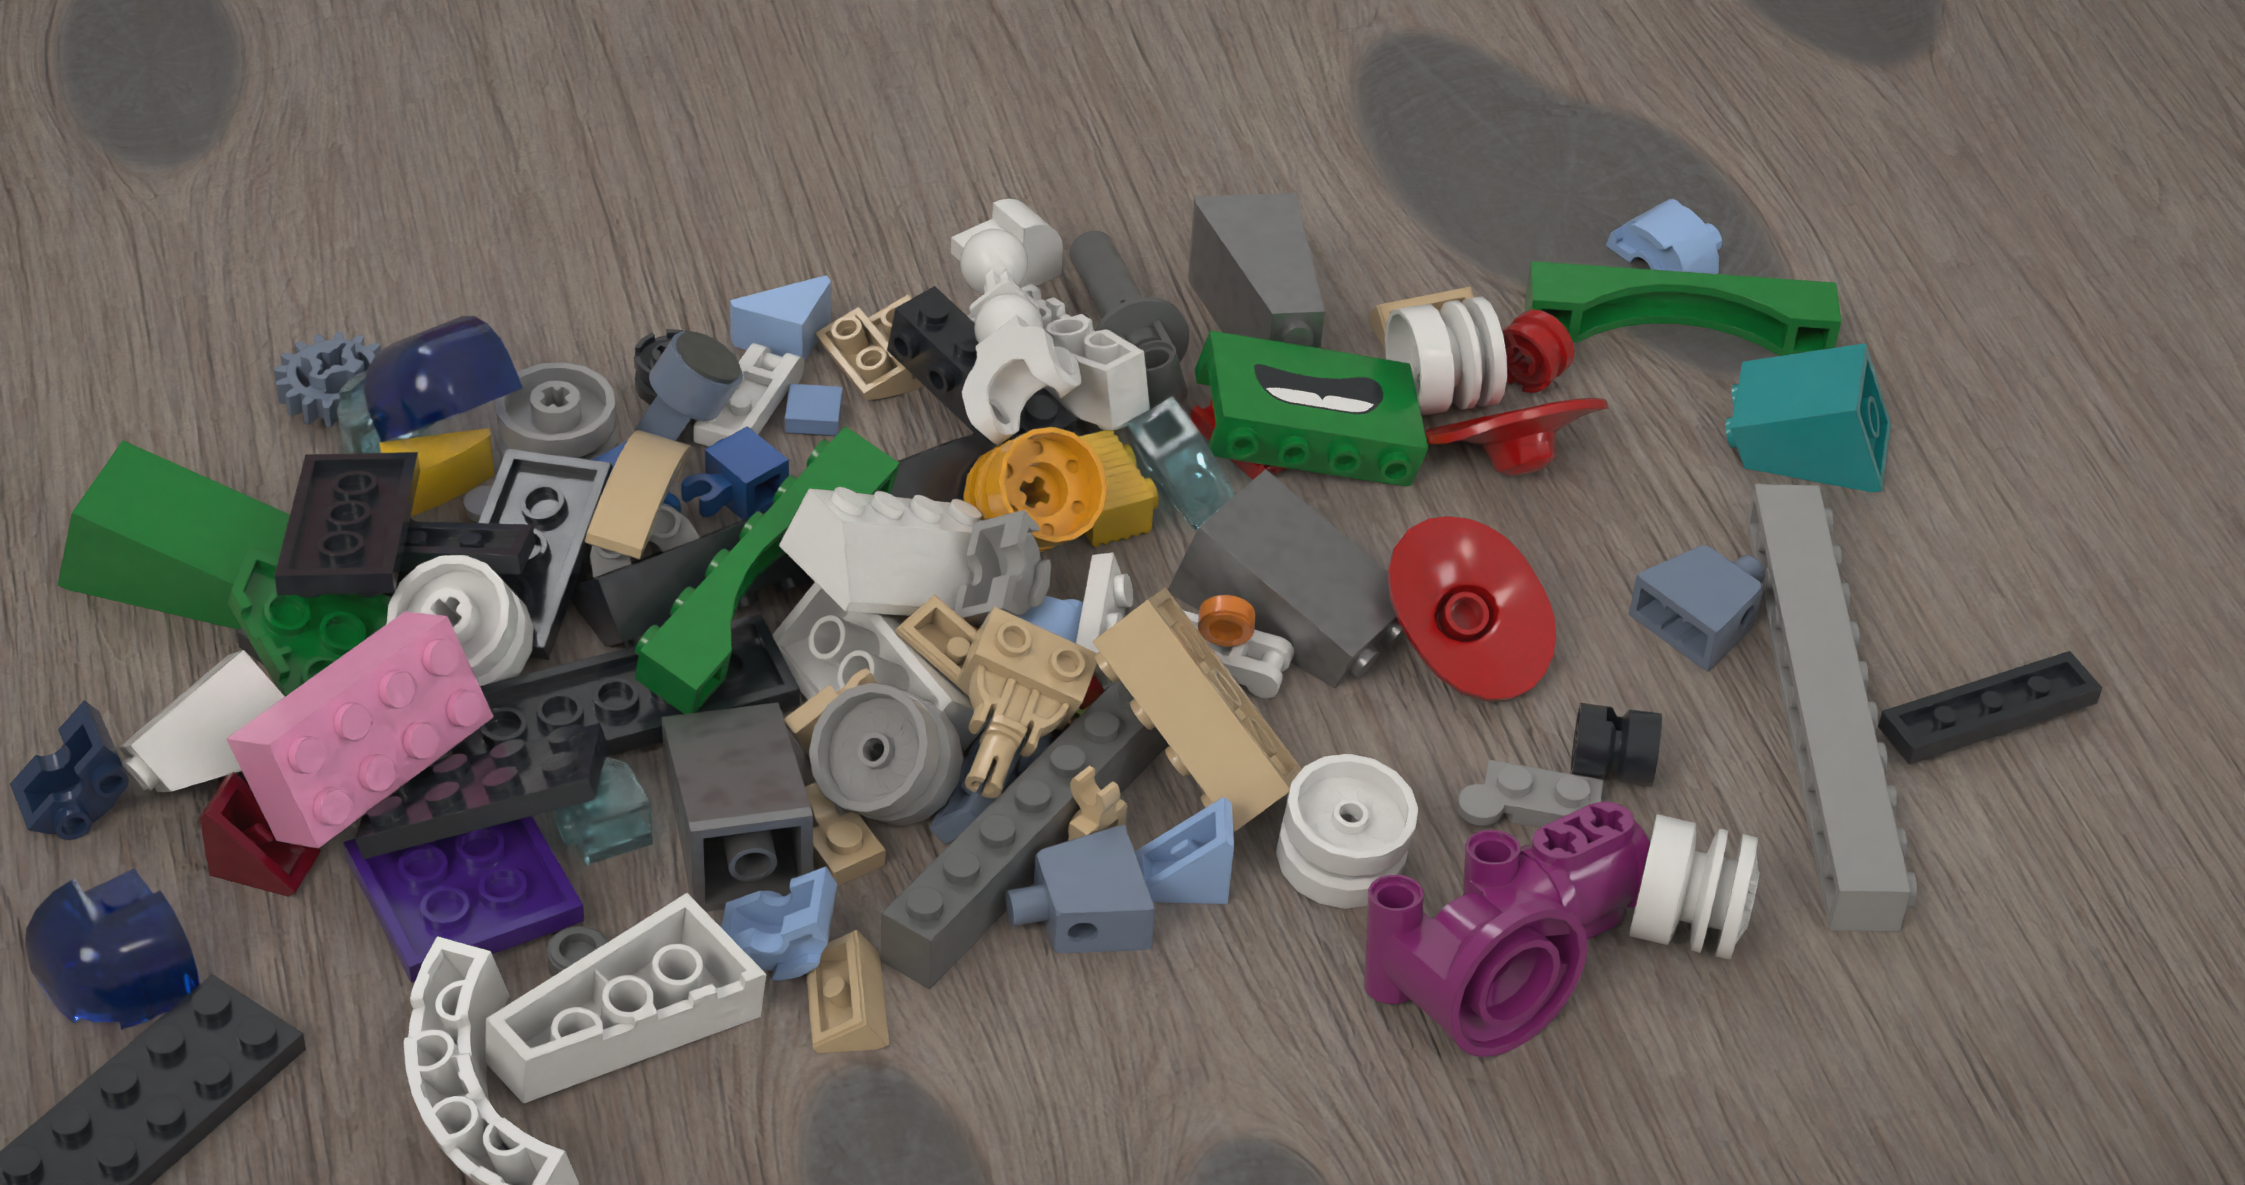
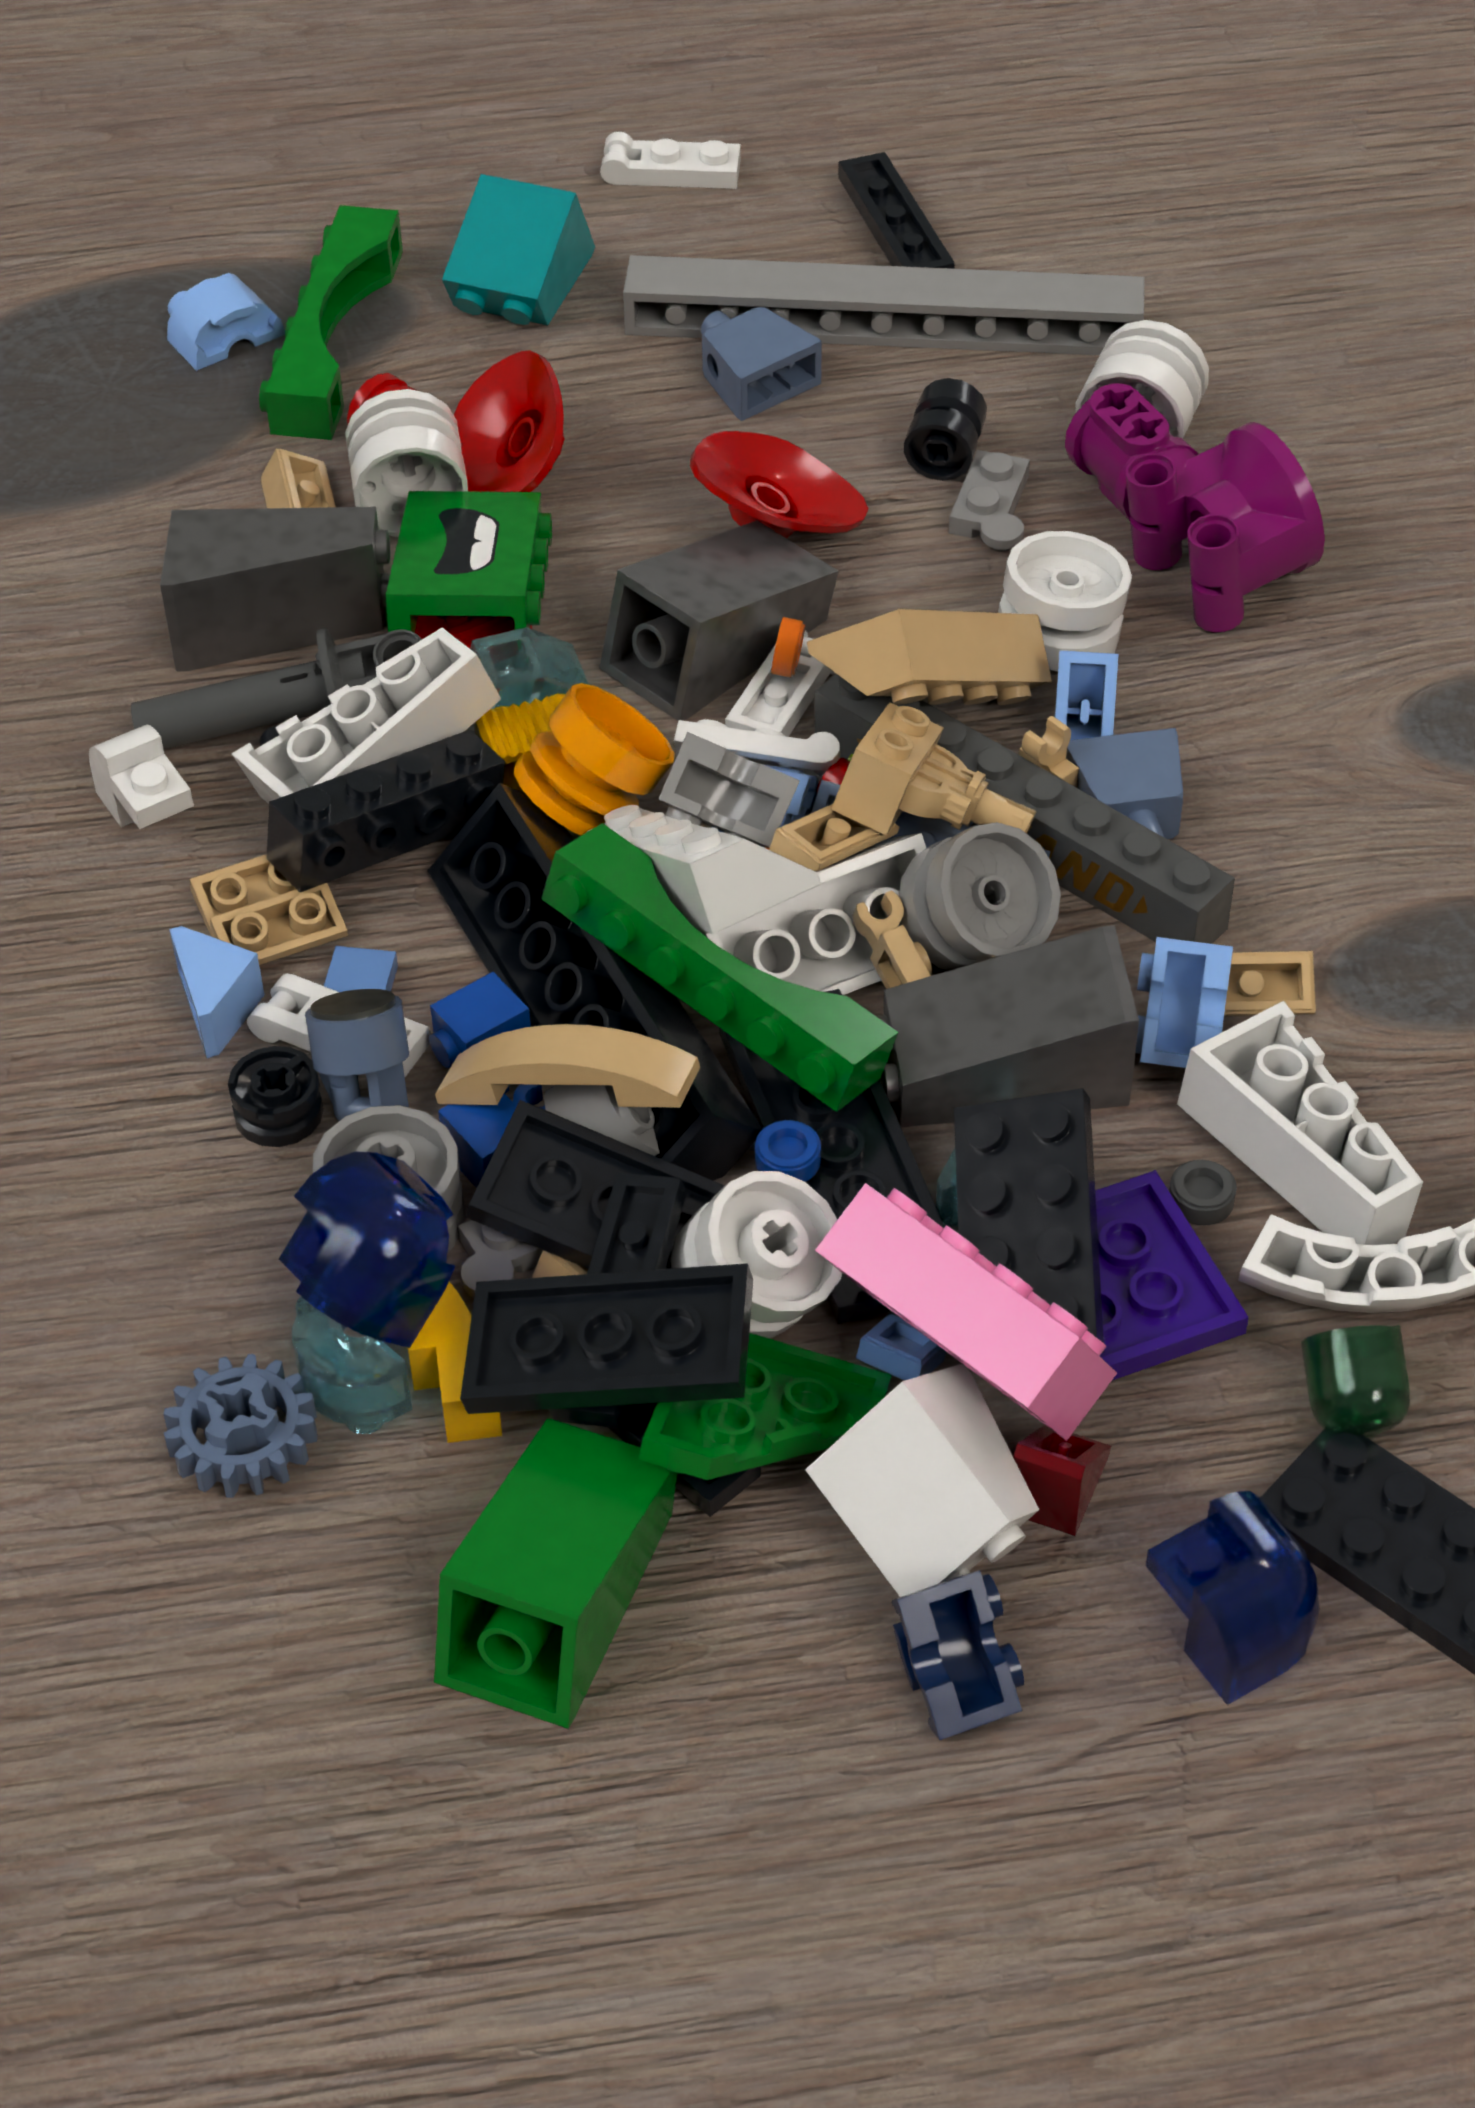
camera: 80 degrees left, 5 degrees up
(315, 1031) = (1357, 1379): none -> clear green helmet
(593, 655) = (788, 1148): none -> blue tile
(1013, 347) = (390, 726): white piece -> none
(2042, 535) = (670, 163): none -> white plate

